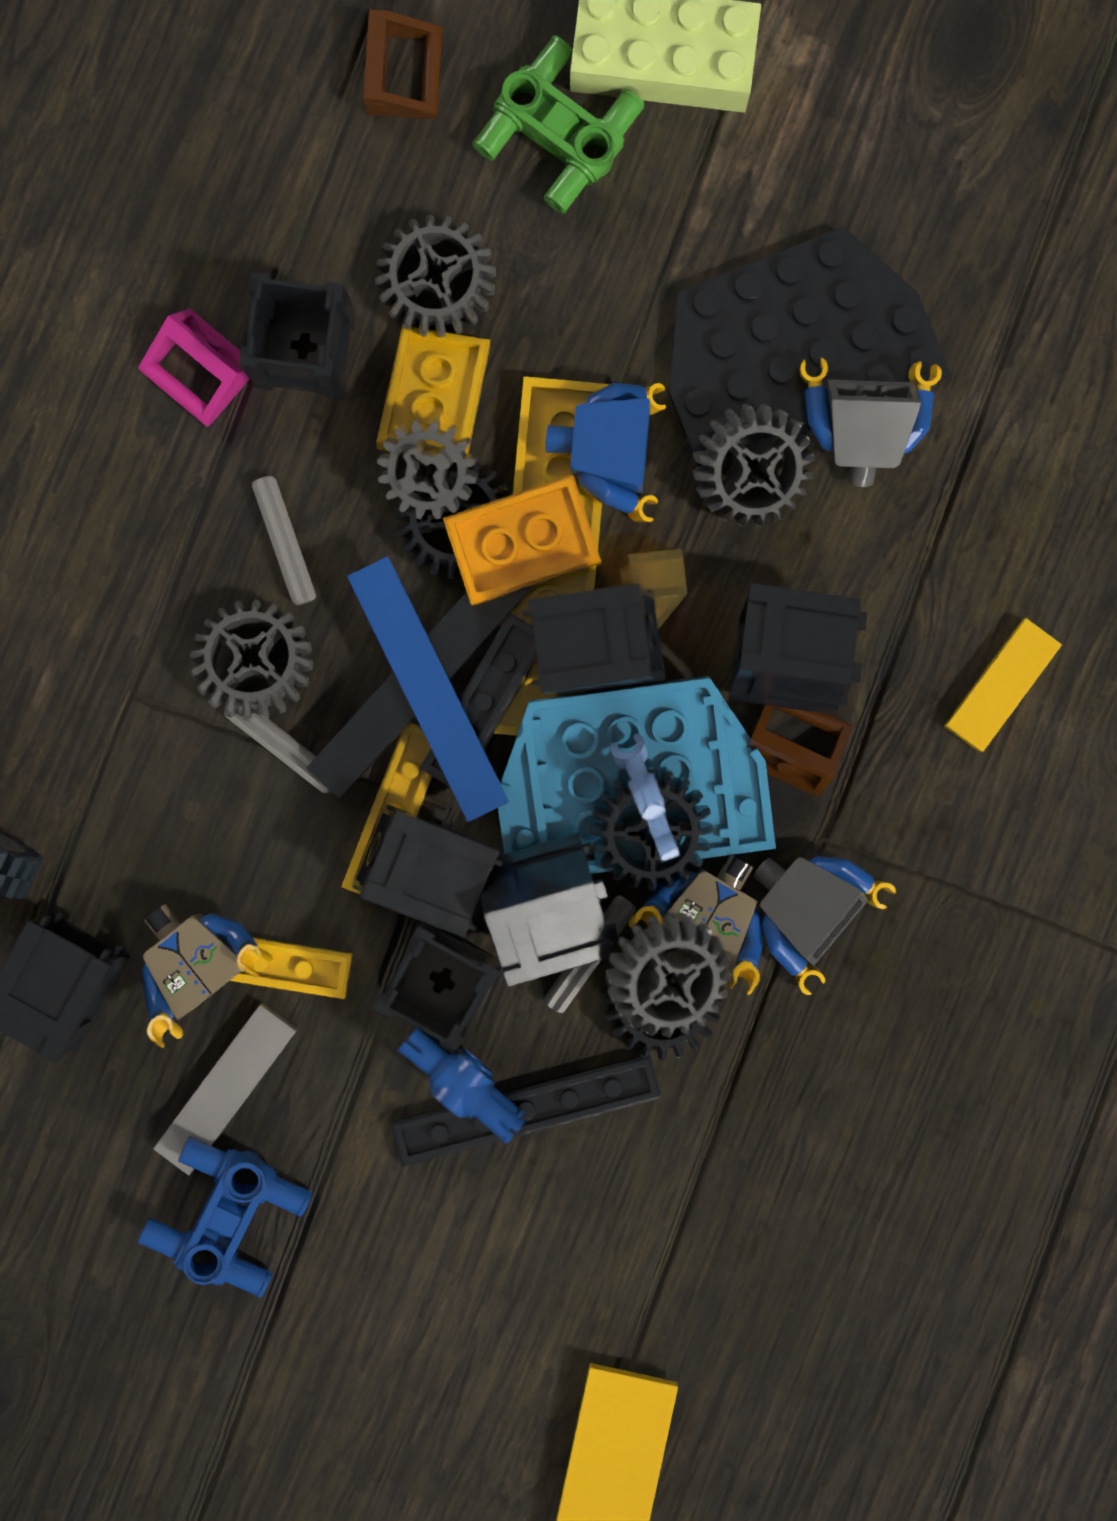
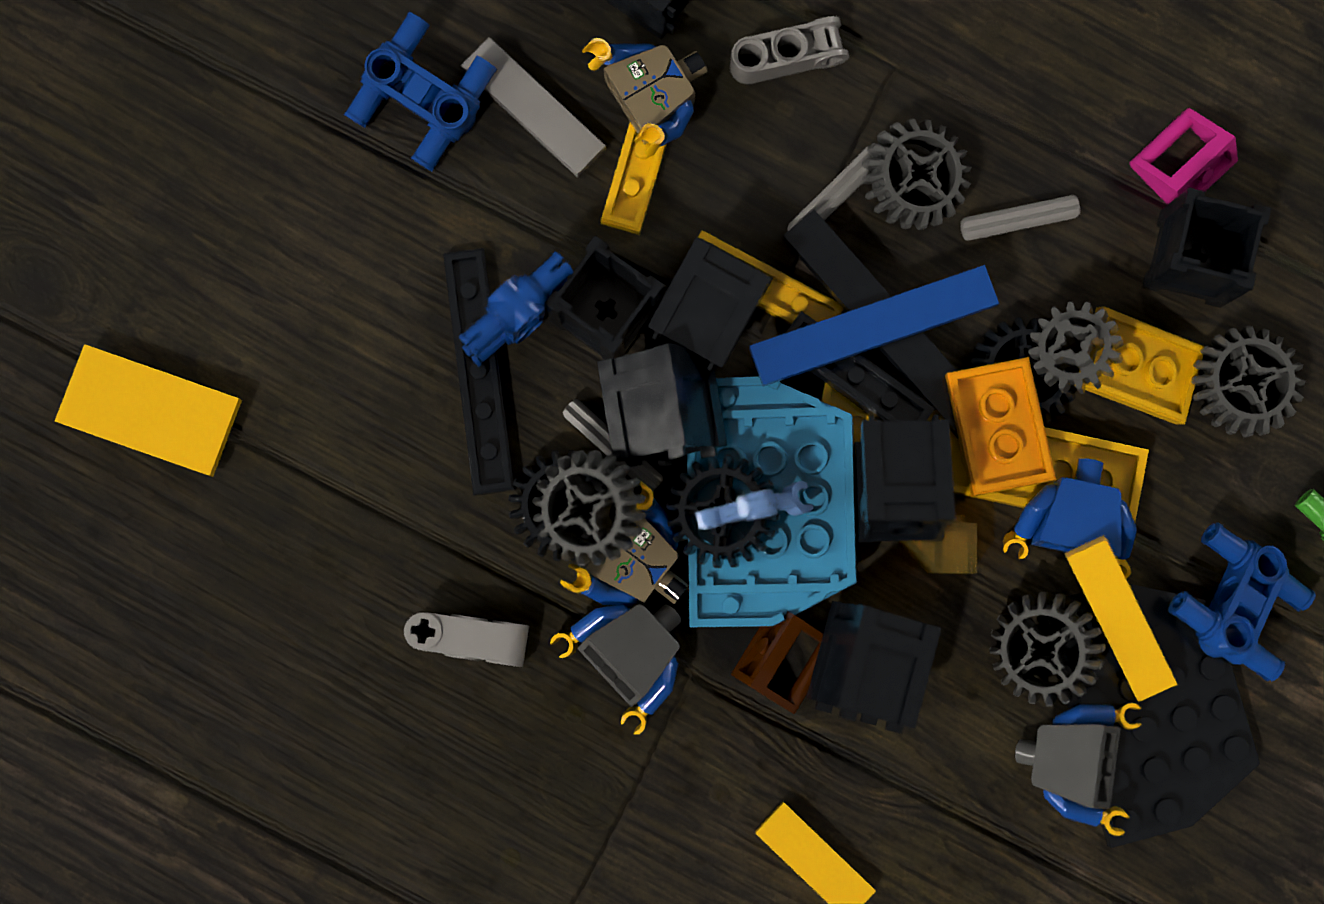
camera: 90 degrees right, 5 degrees down
(112, 796) = (816, 44): none -> light grey piece
(676, 261) = (1242, 602): none -> blue piece
(713, 391) = (1121, 618): none -> yellow tile
(816, 1082) = (470, 638): none -> light grey piece

